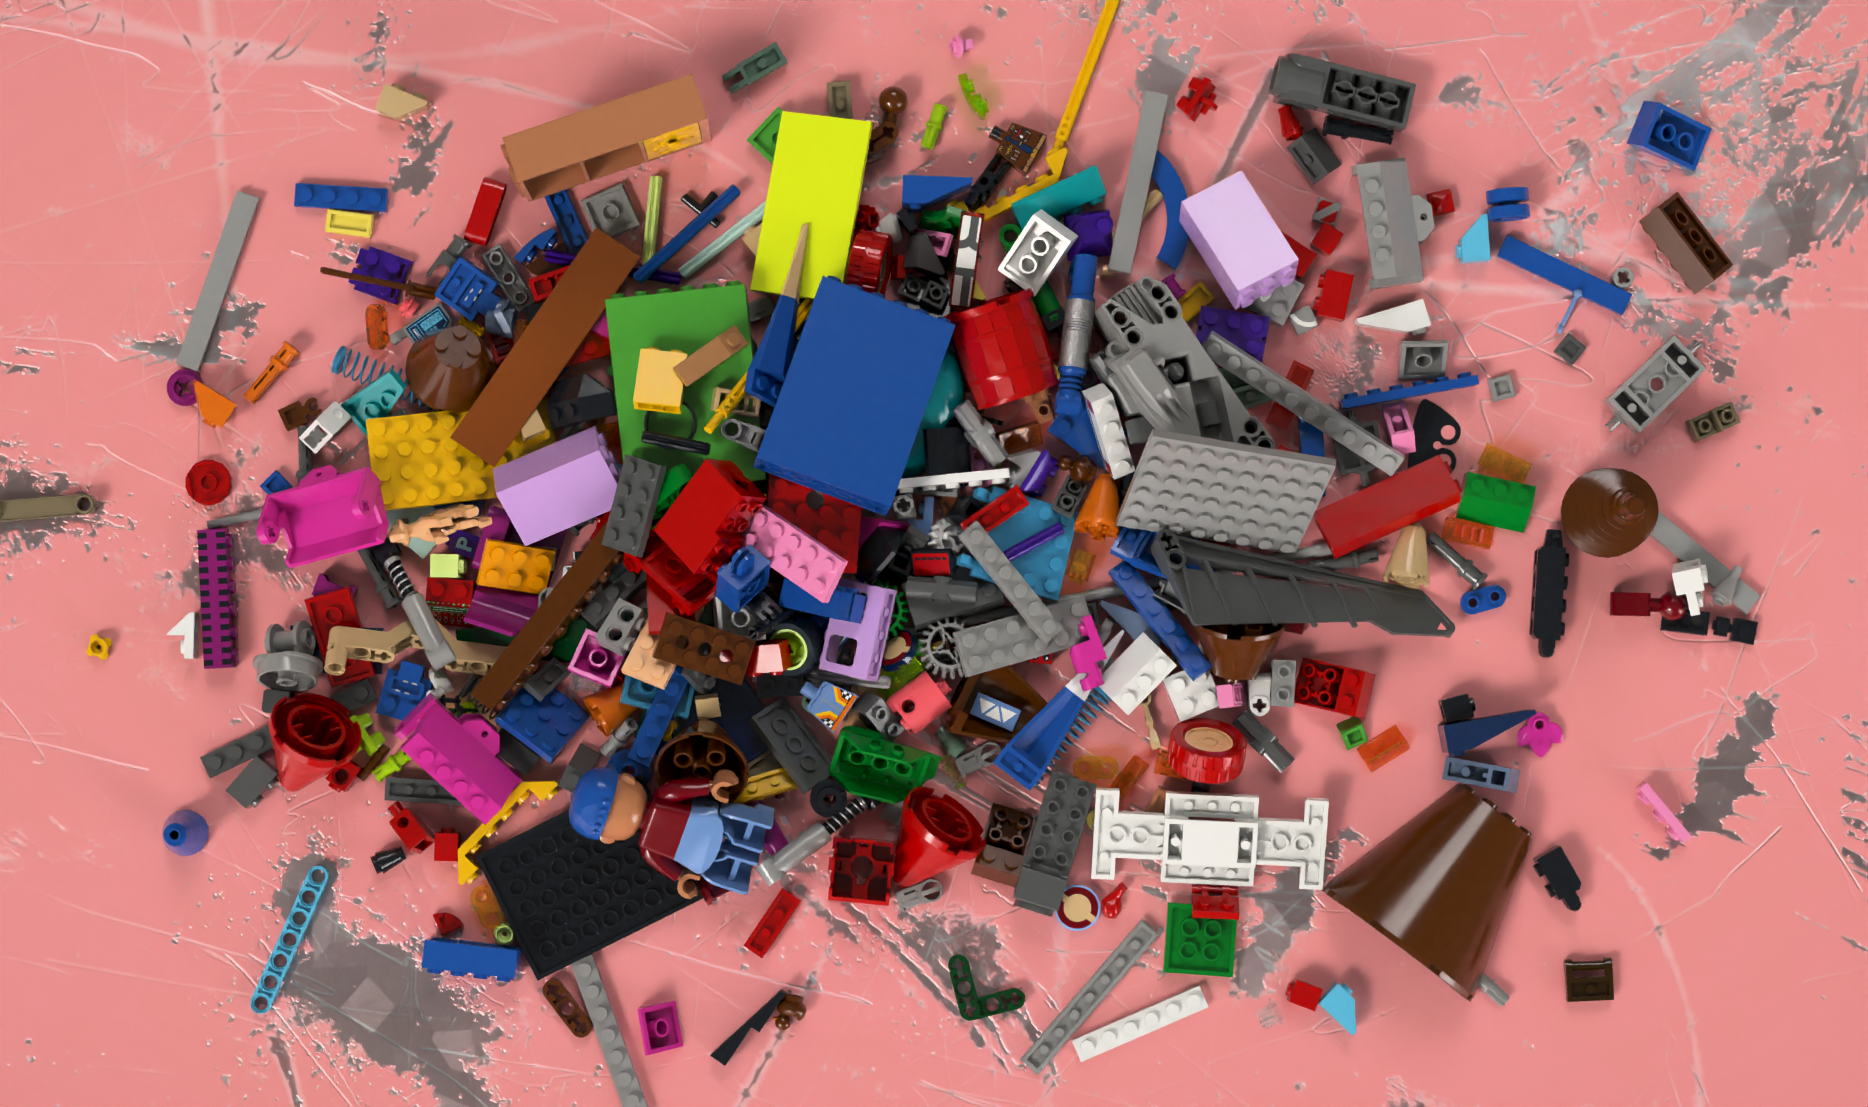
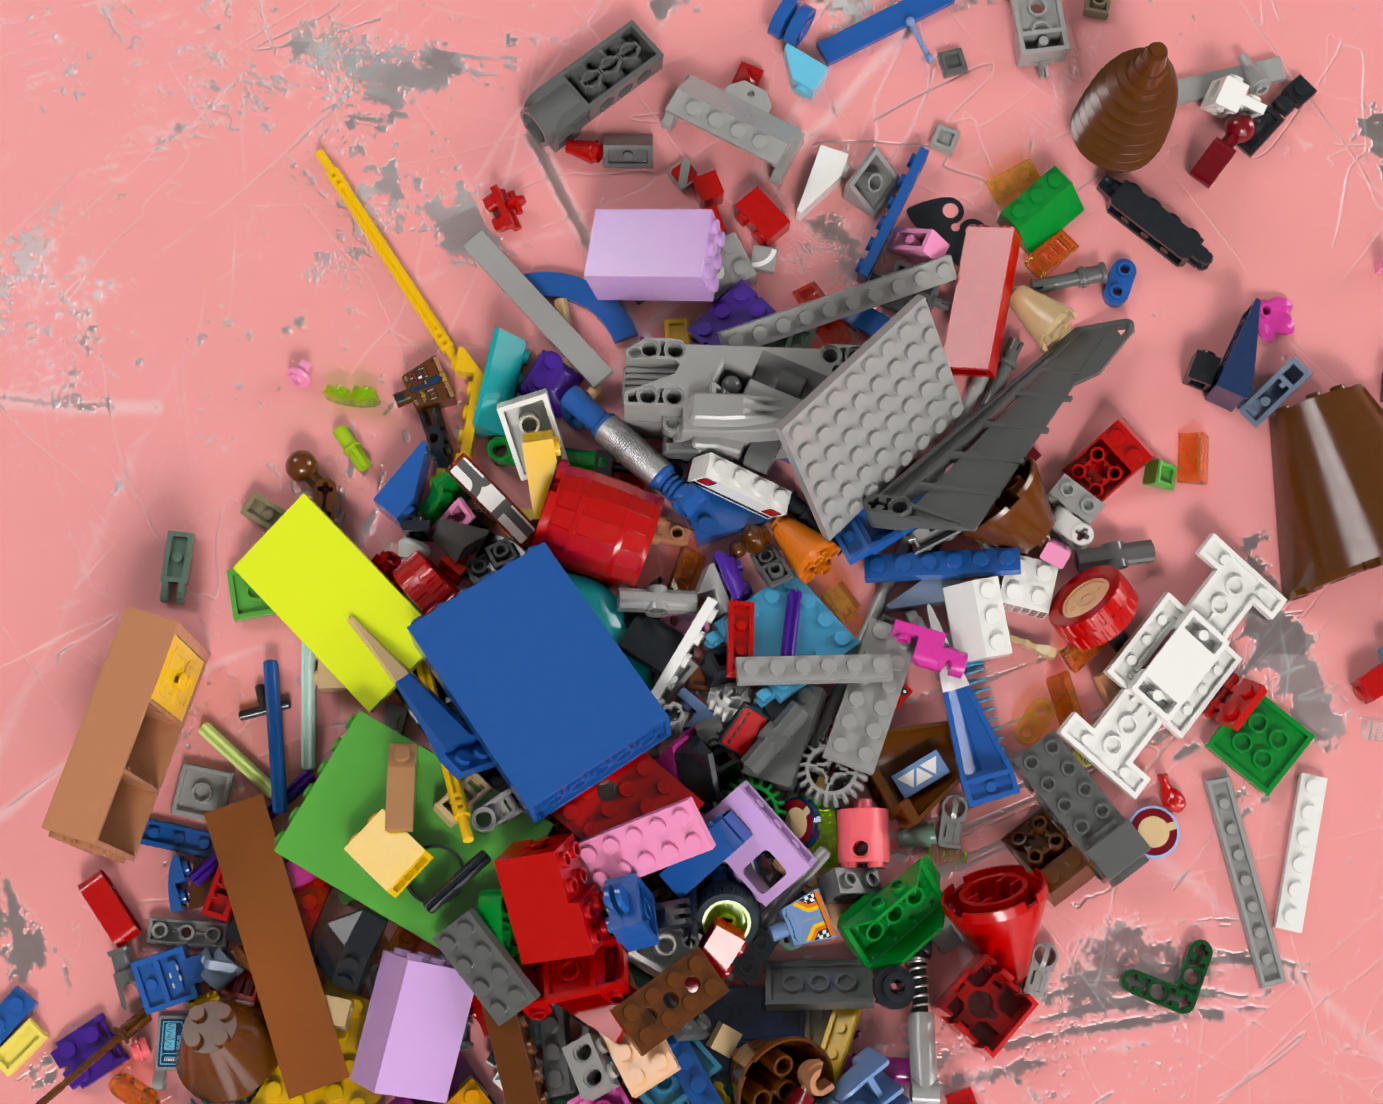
camera: 60 degrees left, 10 degrees down
(1022, 271) = (540, 459): none -> yellow slope
(1347, 129) = (626, 107): black pin -> none

